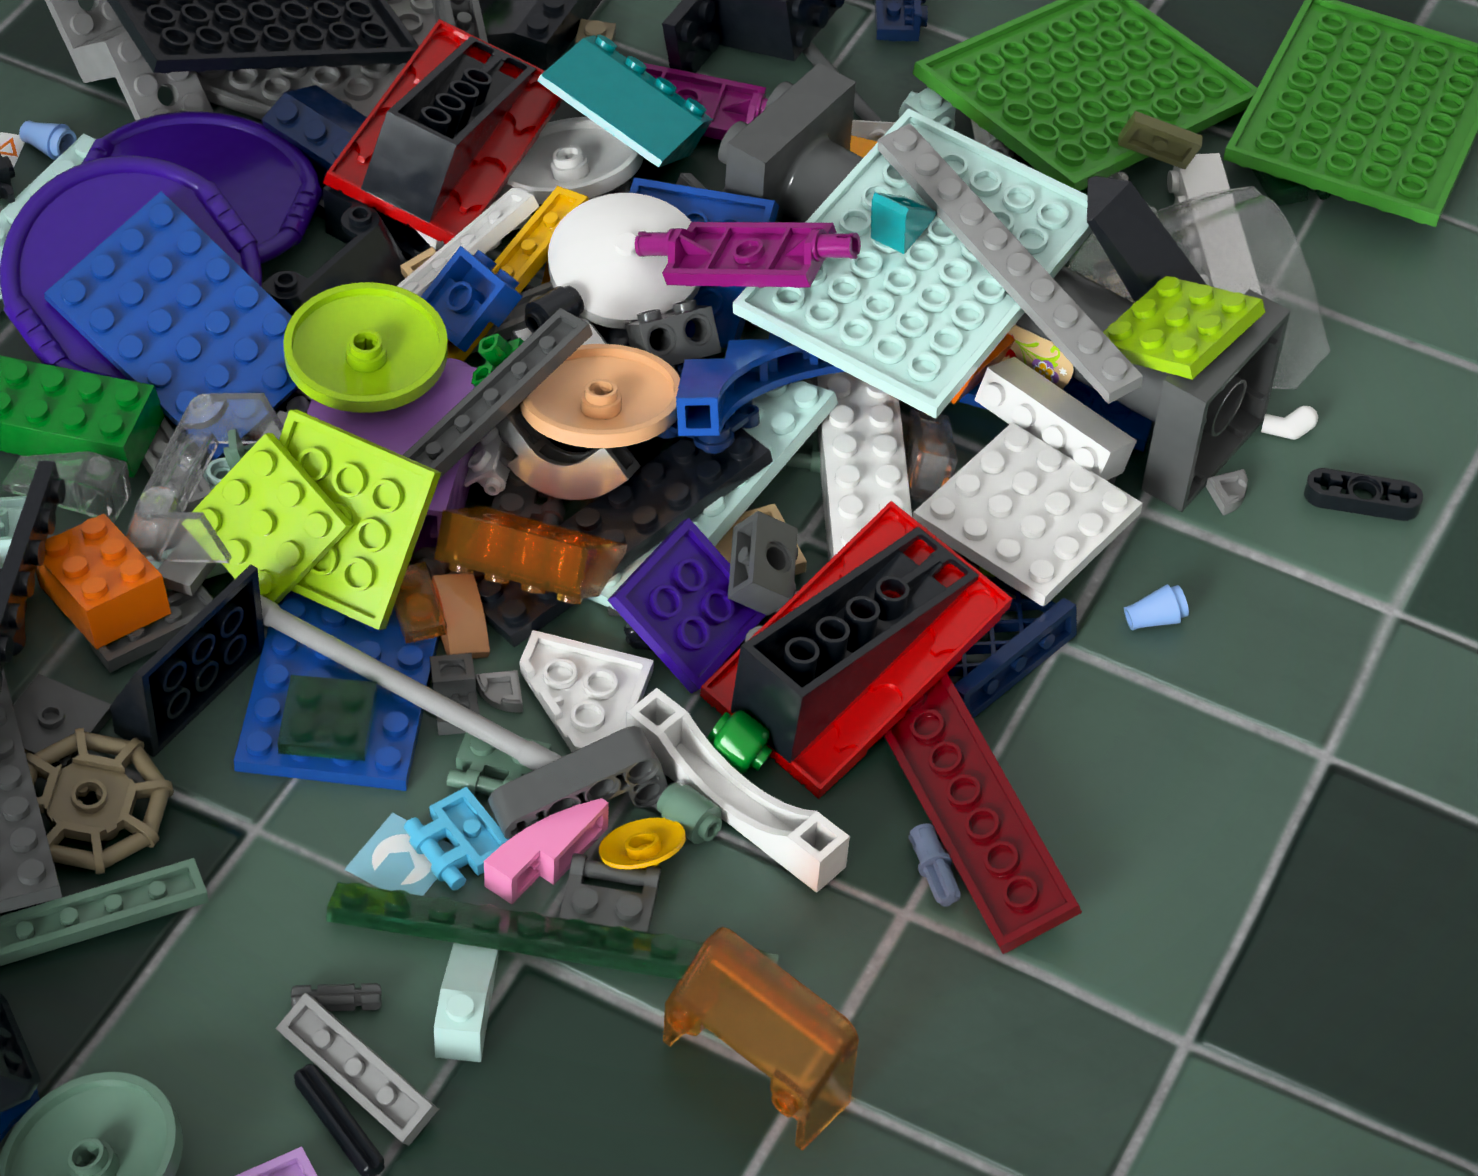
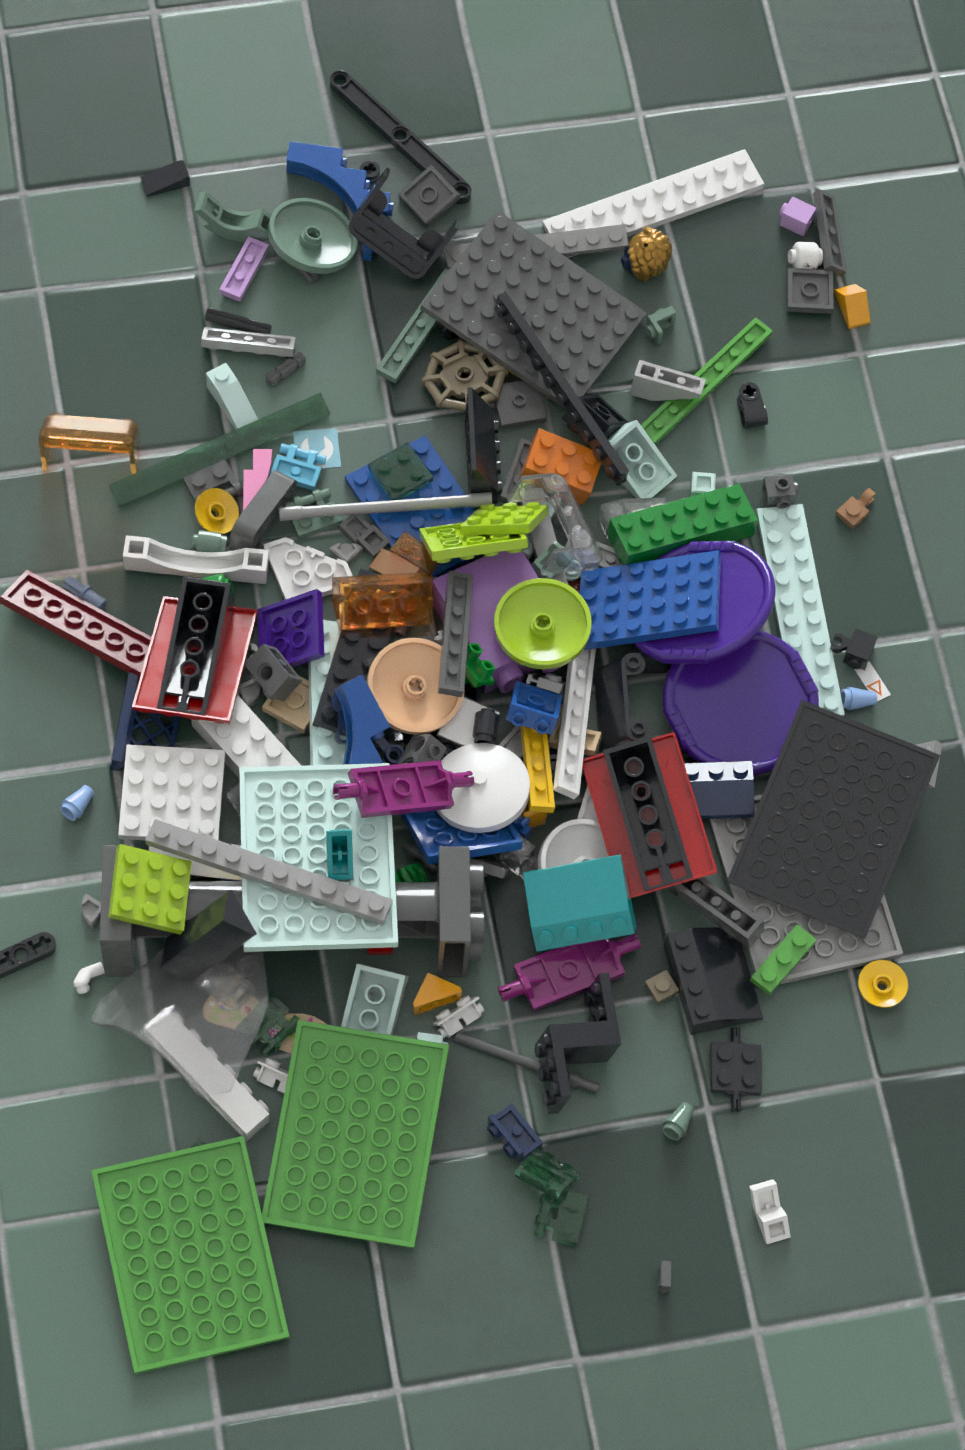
camera: 140 degrees right, 15 degrees up
(1160, 140) = (283, 1087): olive plate -> none

